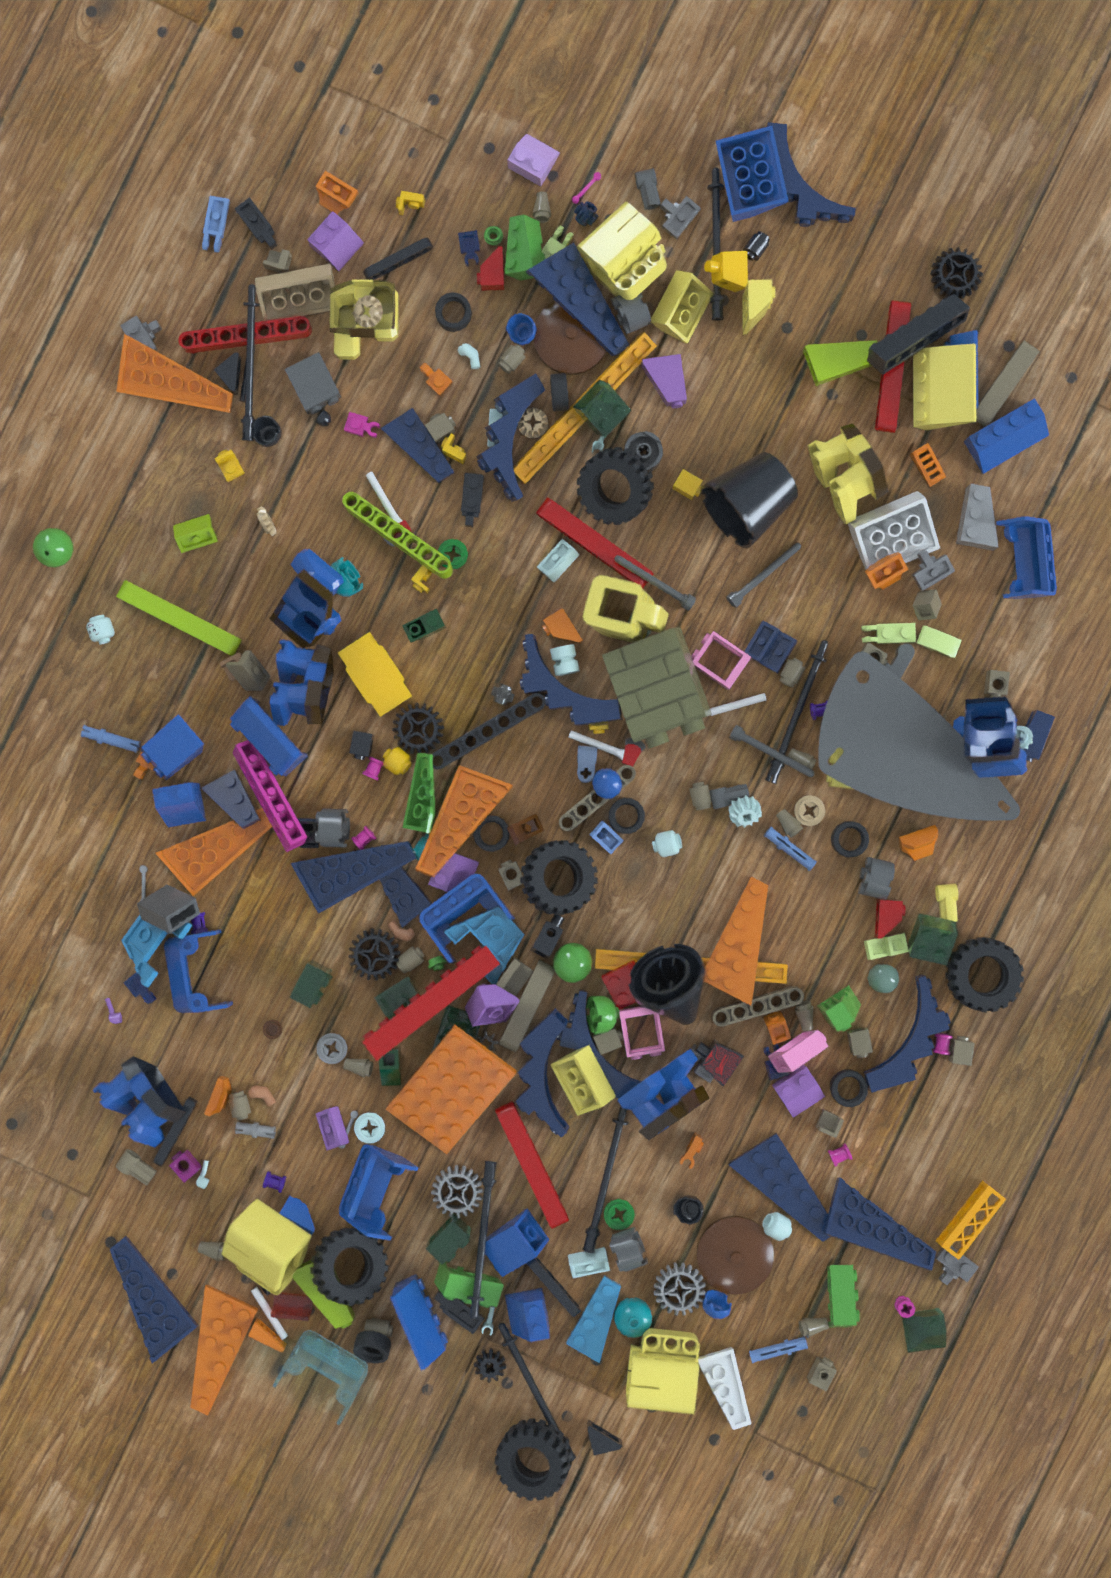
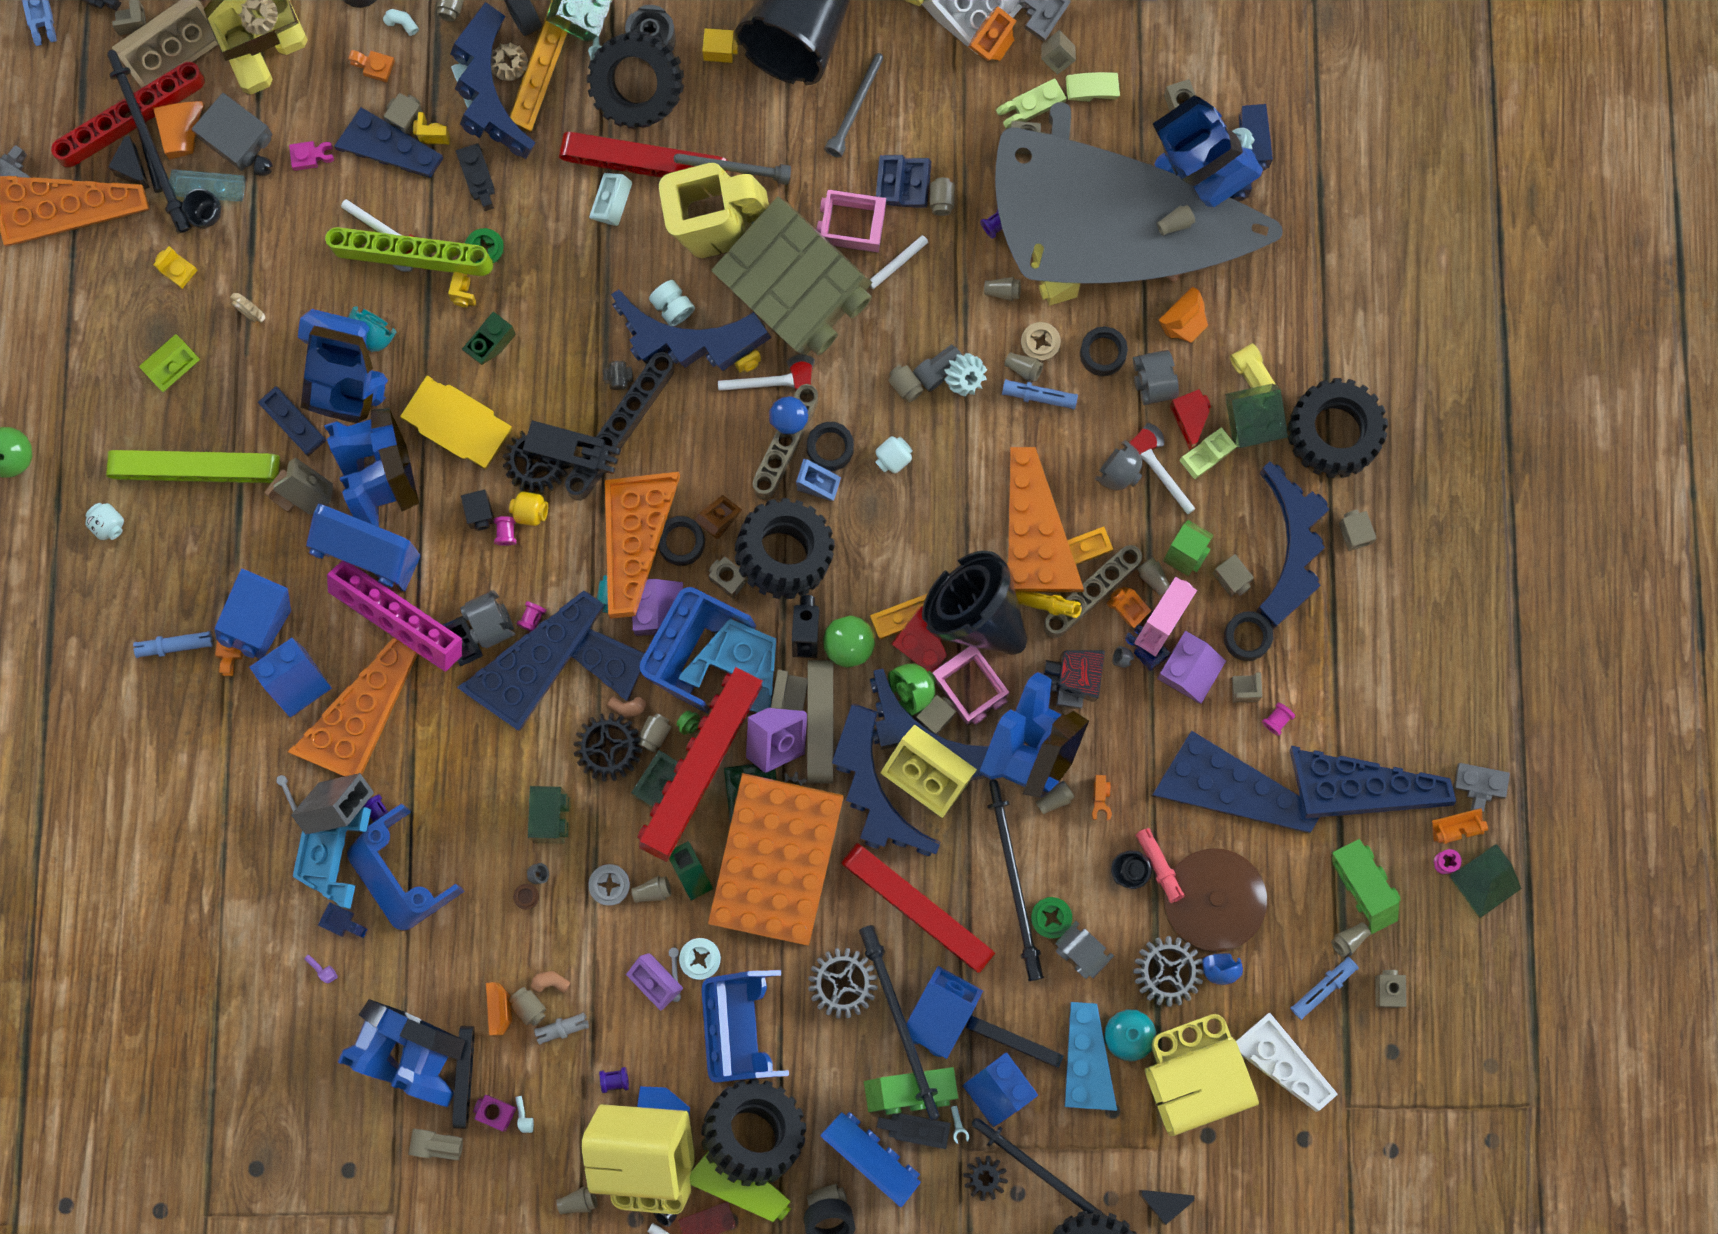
camera: 20 degrees left, 10 degrees down
(233, 799) = (352, 643): dark blue wing -> none
(260, 615) = (292, 421): none -> dark blue tile
(276, 359) = (176, 126): none -> orange slope
(284, 416) = (223, 186): none -> clear light blue tile
(287, 1022) = (538, 868): none -> dark grey hinge
(421, 802) = (580, 542): bright green wedge -> none
(439, 730) = (560, 445): none -> black hinge
(448, 1239) = (859, 1042): clear green brick -> none
(561, 627) = (650, 269): orange slope -> none
(586, 760) = (753, 406): sand blue piece -> none
(588, 1263) = (1044, 995): light aqua slope -> none
(665, 1137) = (1055, 798): none -> dark tan cone
(709, 1216) = (1164, 874): none -> coral pin
(725, 1007) = (1054, 604): none -> yellow pin
(739, 734) = (916, 293): dark grey piece -> none
(755, 1060) = (1122, 657): none -> dark grey hinge
(776, 765) = (976, 305): black bar -> none
(777, 1226) = (1247, 839): light aqua head -> none
(819, 930) = (1121, 468): none -> dark grey cylinder
(842, 918) = (1147, 440): none -> piece
(883, 978) = (1224, 491): sand green hair -> none
(917, 1286) = (1452, 827): none -> orange hinge
(942, 1043) = (1331, 532): dark pink bush -> none
(947, 776) = (1177, 220): none -> dark tan cone
(965, 1215) = (1461, 720): light orange fence -> none

